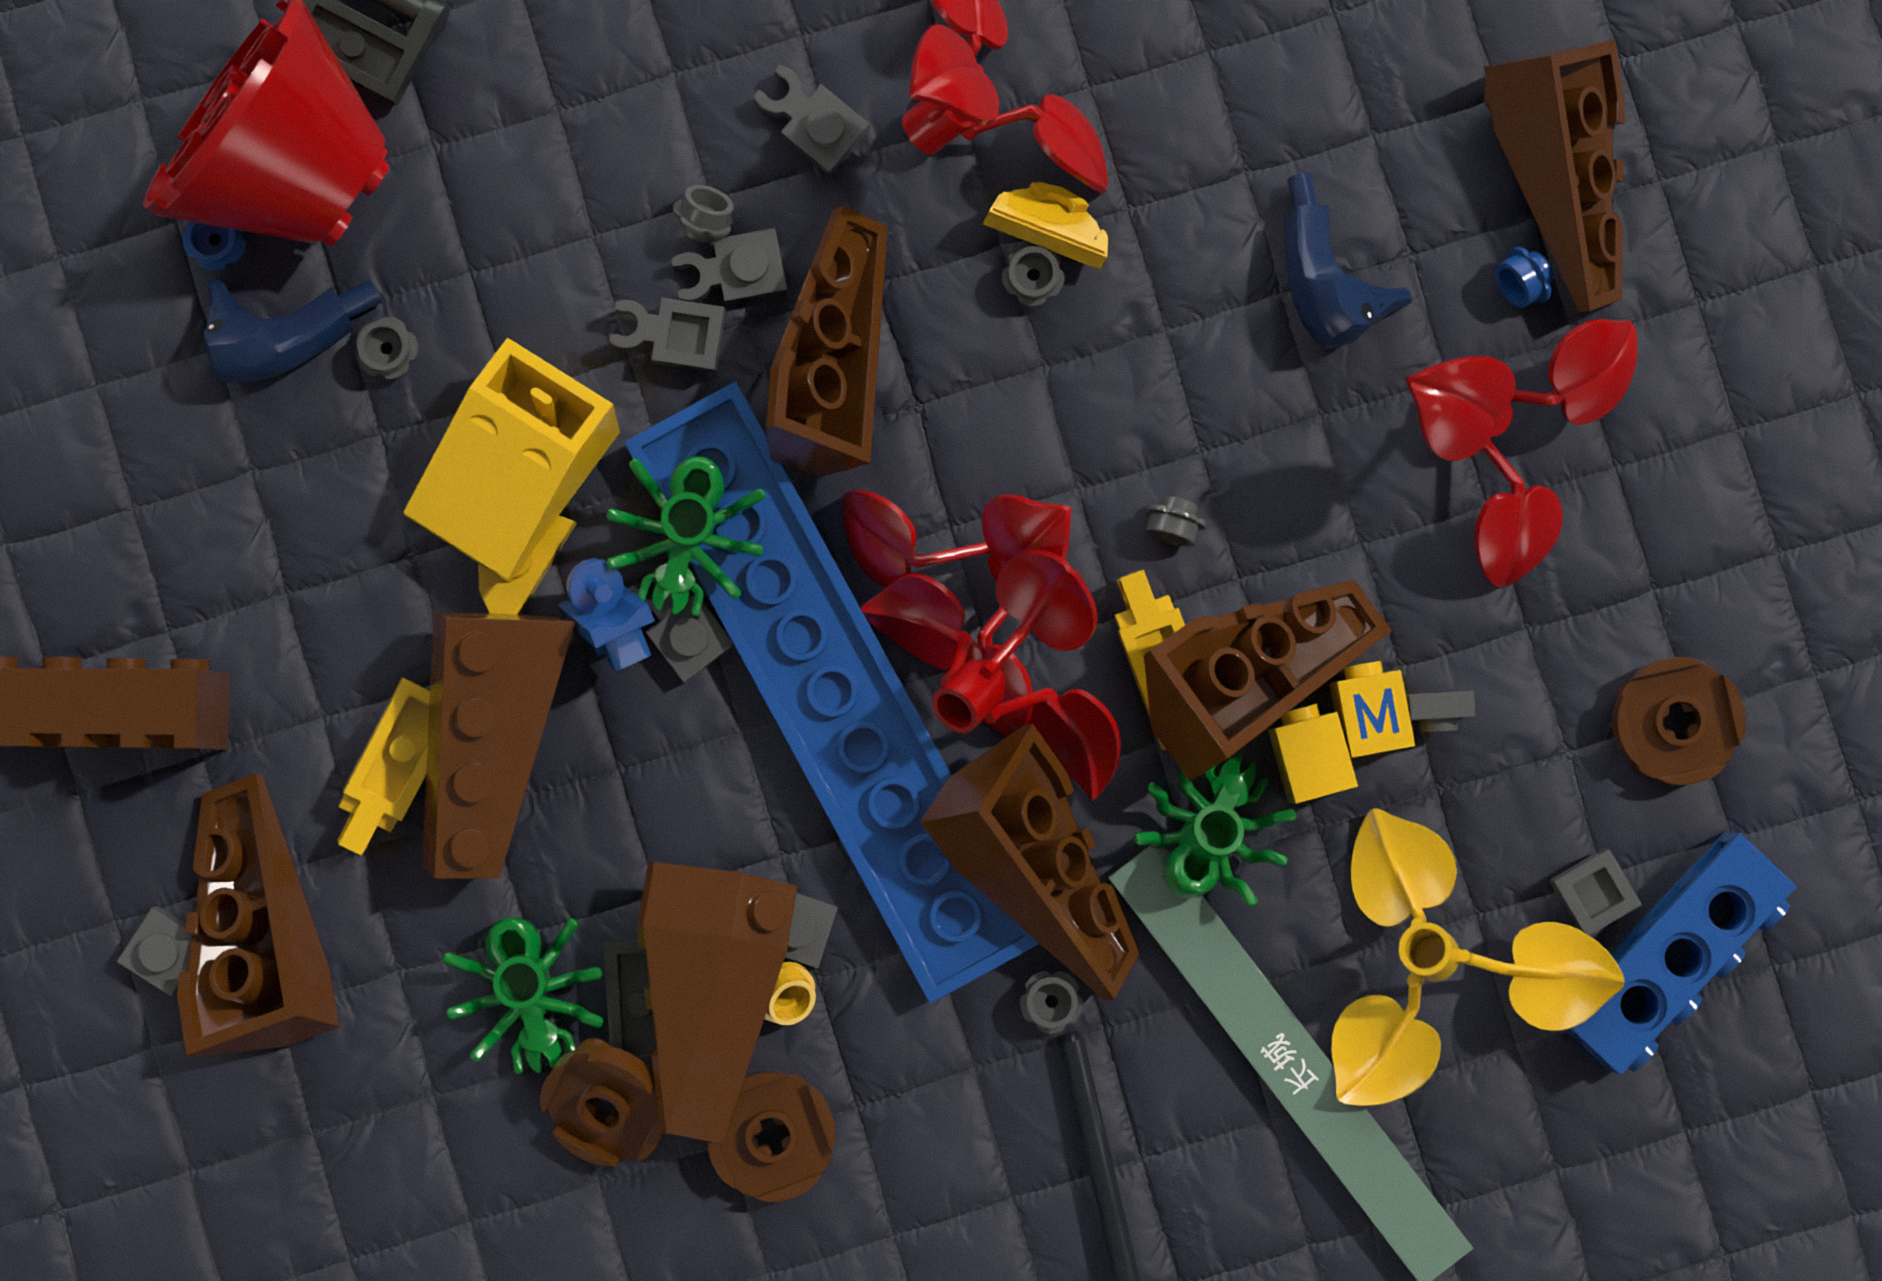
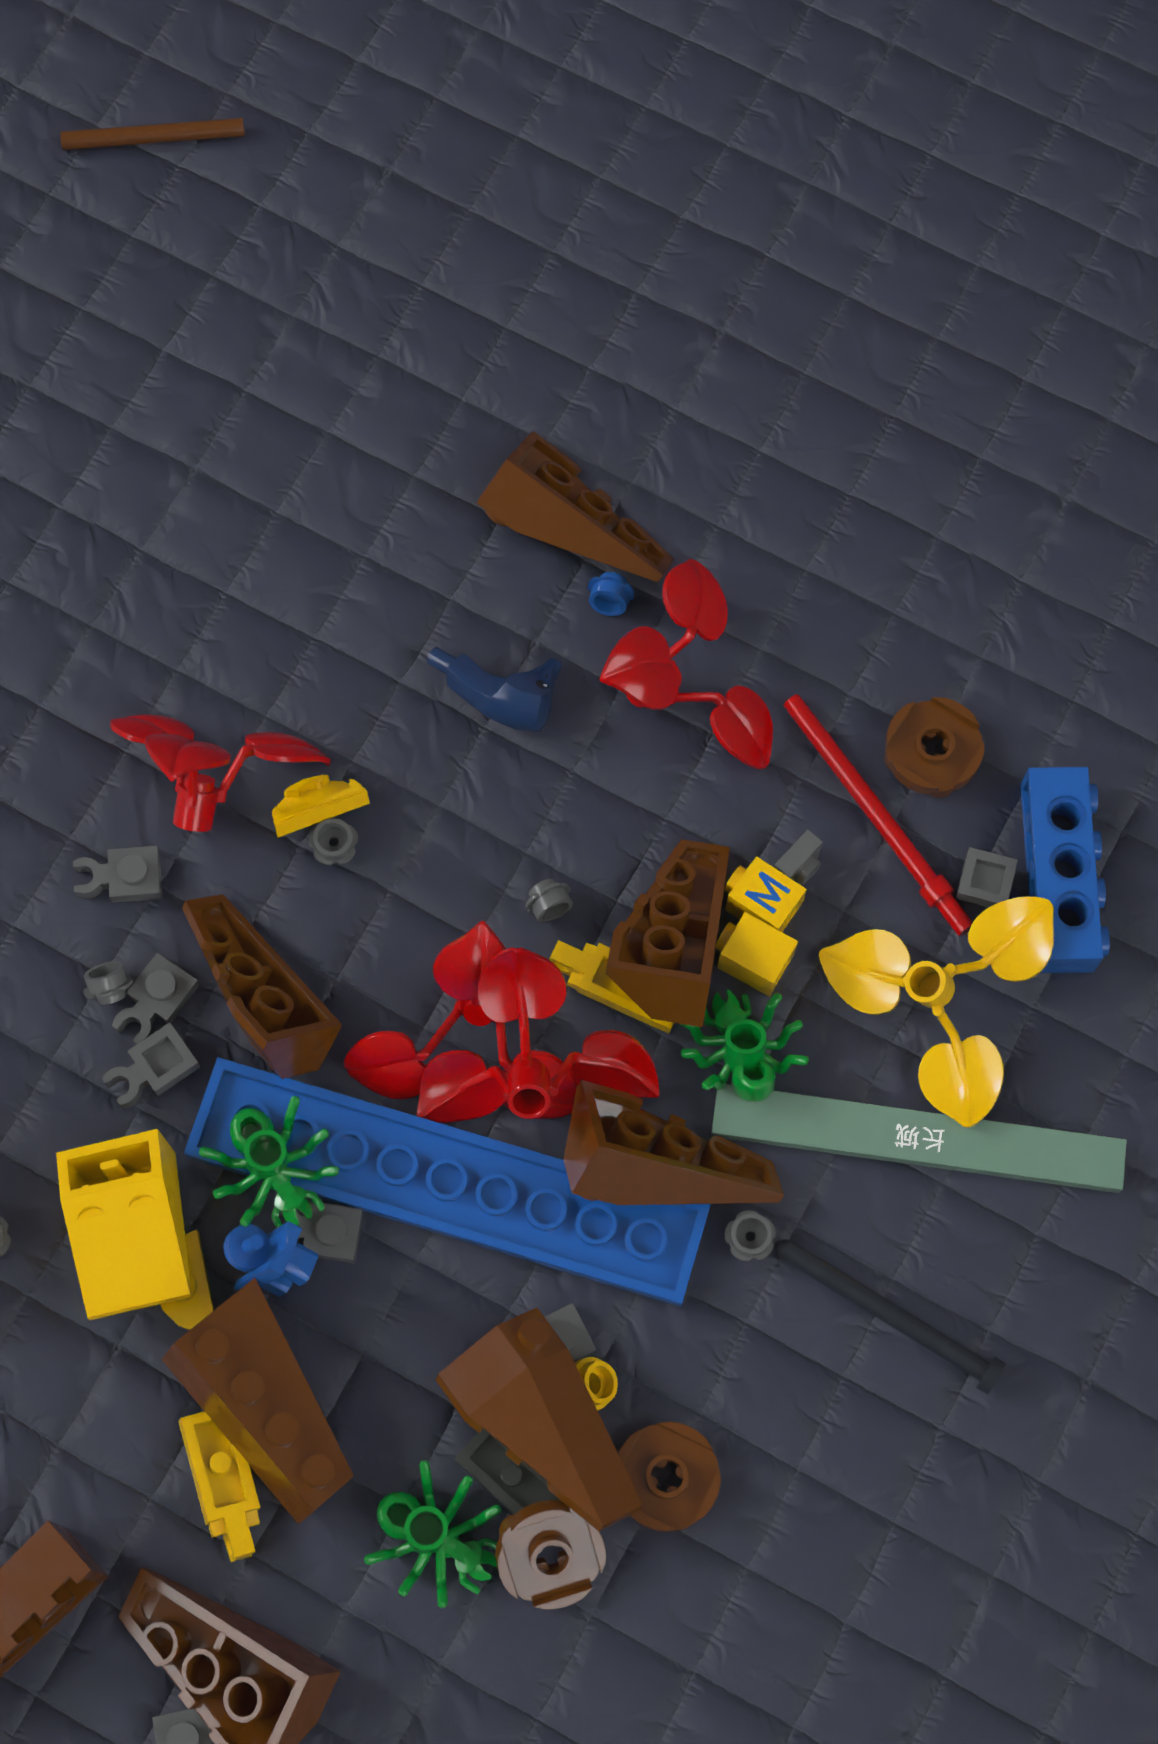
camera: 45 degrees left, 15 degrees down
(1538, 854) = (934, 888): none -> red bar

